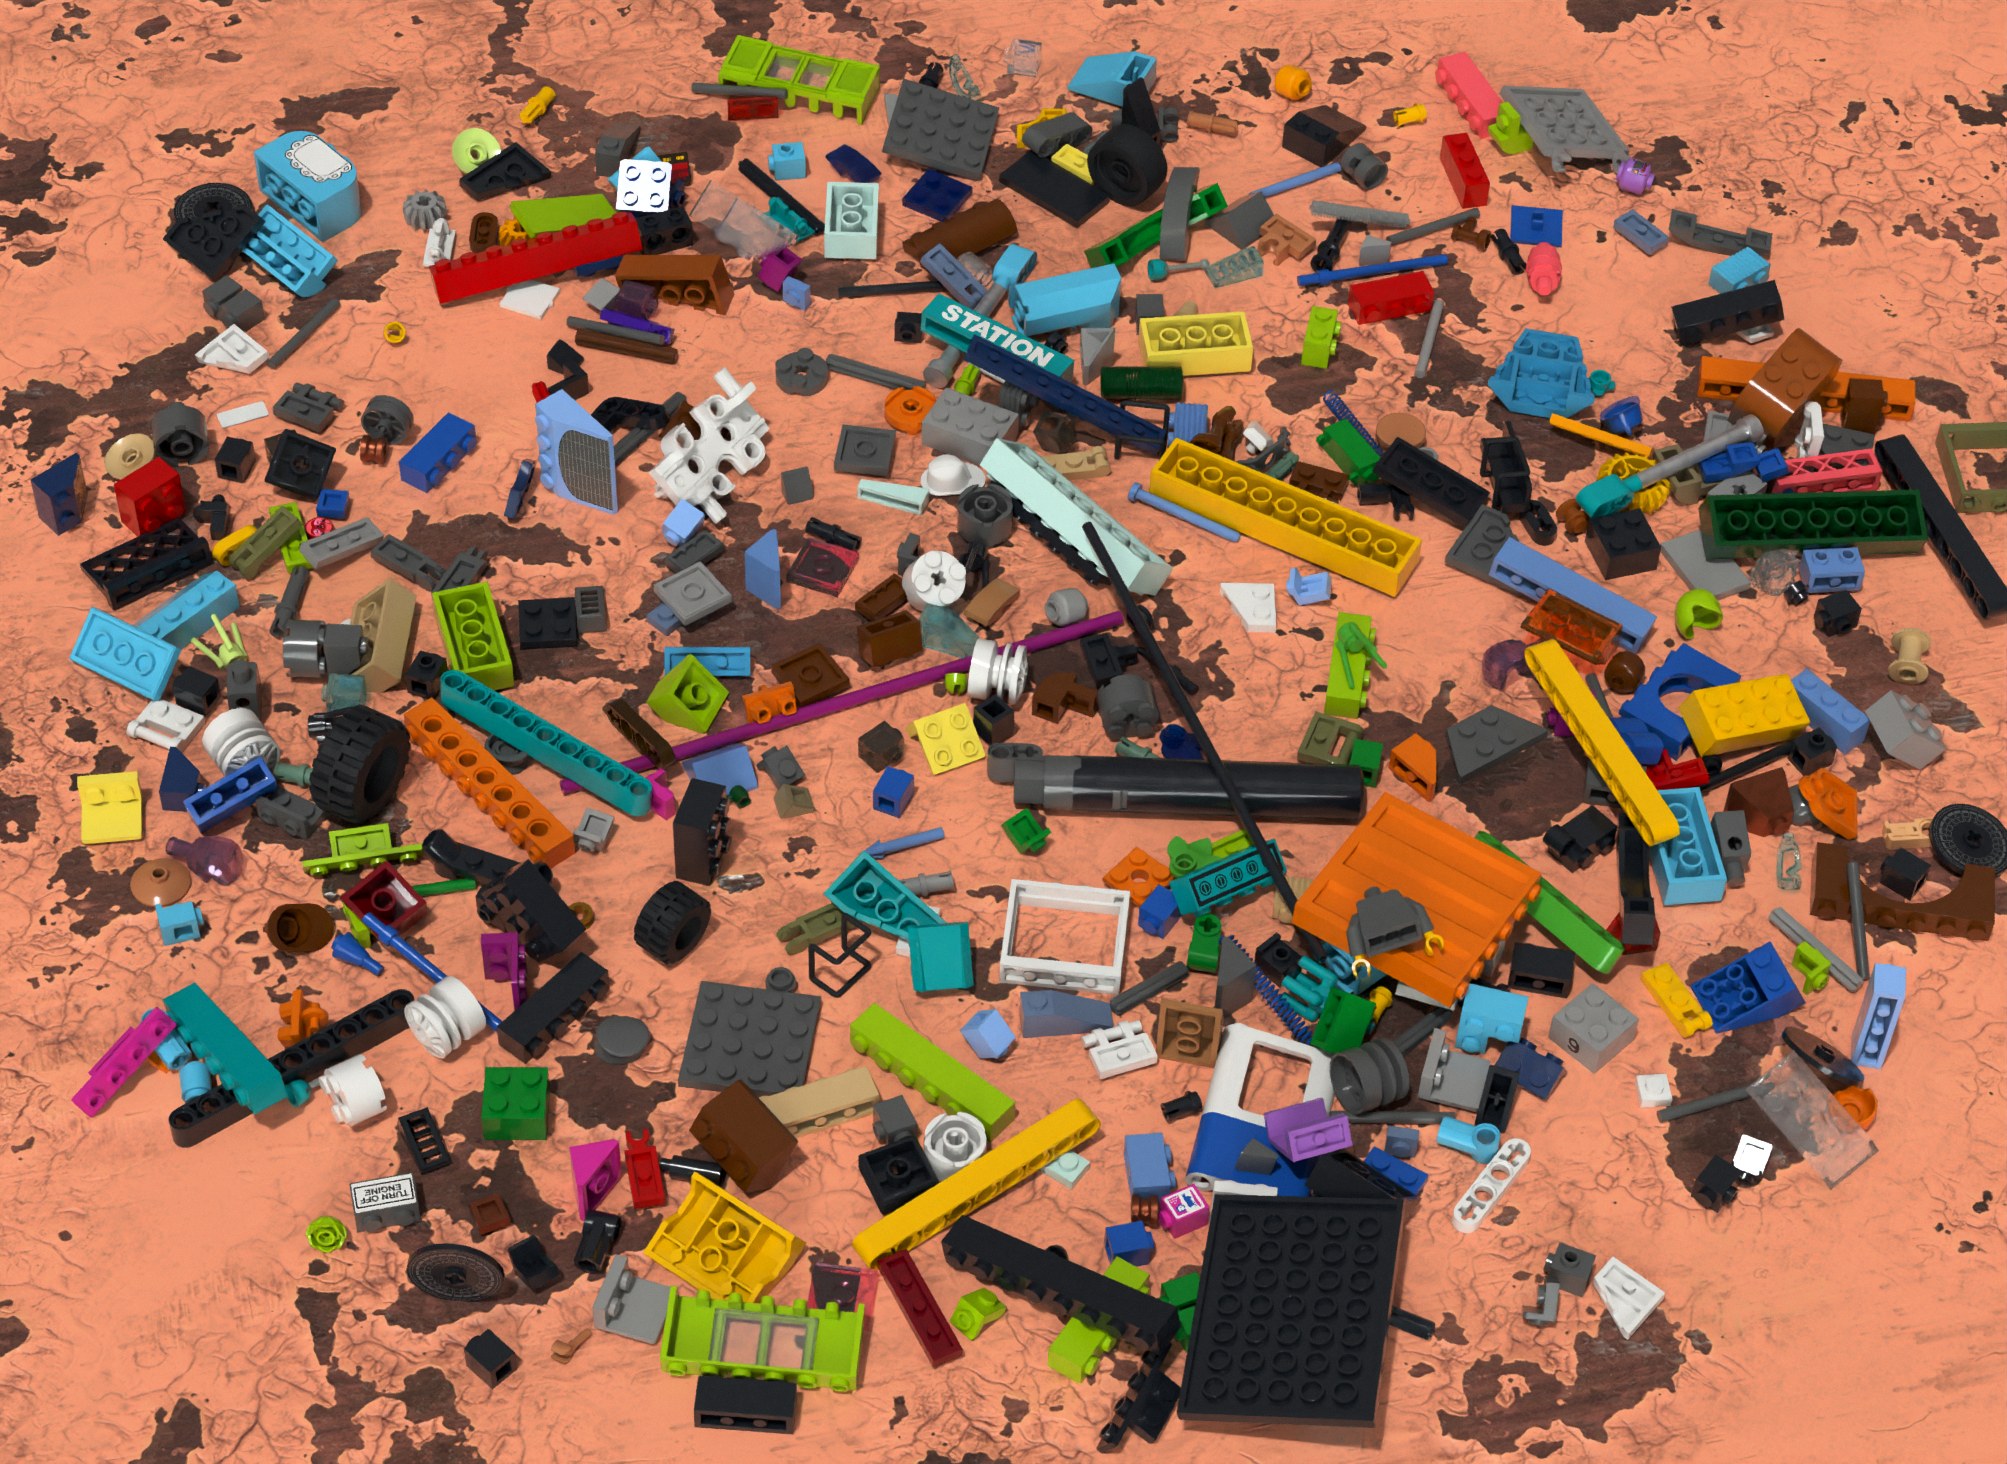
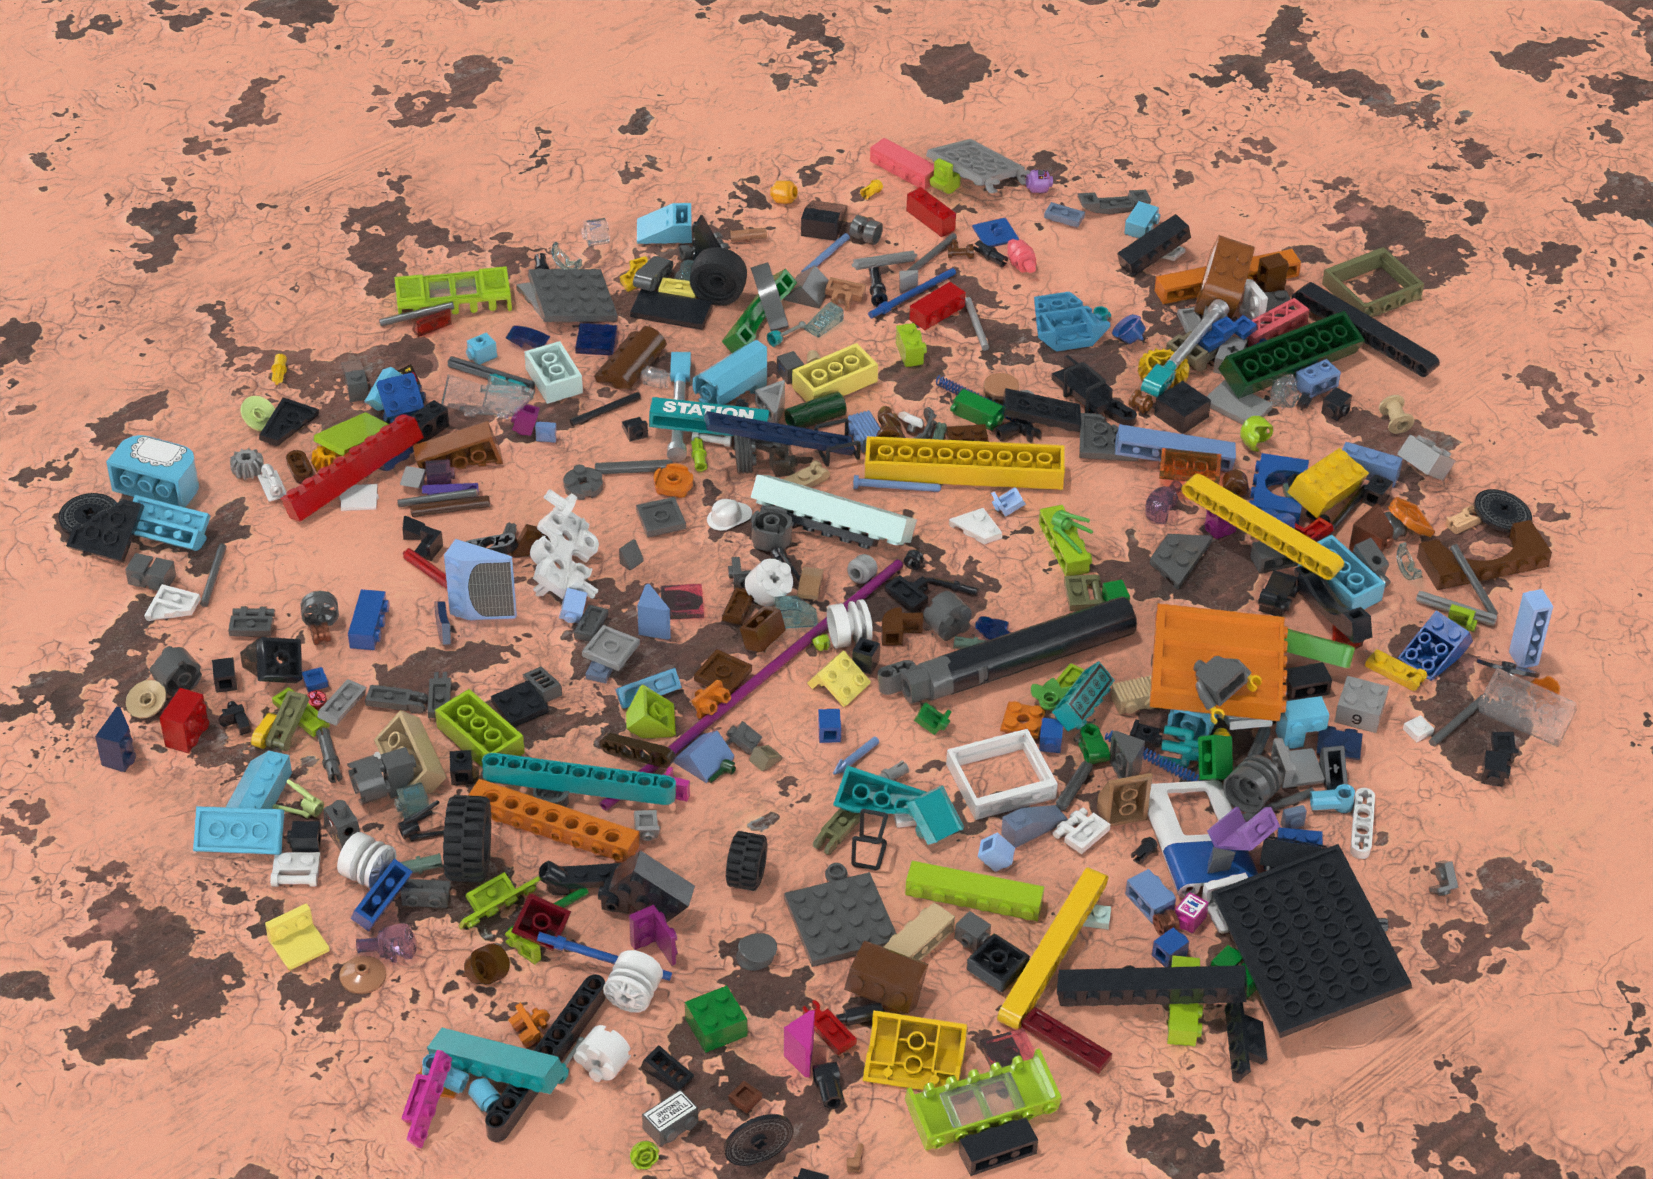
camera: 25 degrees left, 5 degrees down
(151, 572) = (215, 772): black fence -> none
(179, 781) = (336, 901): dark blue slope -> none
(179, 922) = (397, 994): medium azure brick -> none
(242, 414) = (205, 644): white sticker -> none
(349, 949) = (534, 966): blue cone -> none
(394, 326) = (281, 546): yellow hinge -> none
(531, 1263) = (801, 1117): black bracket -> none
(553, 1008) = (698, 948): black brick -> none
(630, 1304) = (881, 1115): light grey bracket -> none
(701, 832) = (729, 795): black brick -> none
(833, 534) = (675, 578): black pin -> none
(881, 746) = (802, 700): clear smoke brick -> none
(897, 496) = (699, 539): light aqua piece -> none
(953, 276) = (646, 384): sand blue plate -> none
(954, 1143) = (1024, 927): white brick -> none
(967, 426) = (722, 478): light grey brick -> none
(975, 1311) = (1104, 1028): lime bracket -> none
(1200, 734) = (1015, 613): black piece -> none
(1416, 765) = (1149, 586): orange slope -> none
(1571, 1267) = (1444, 849): dark grey brick -> none
(1601, 436) = (1124, 346): light orange tile -> none
(1626, 1295) = (1486, 855): white wing -> none
(1904, 873) = (1478, 543): black brick -> none

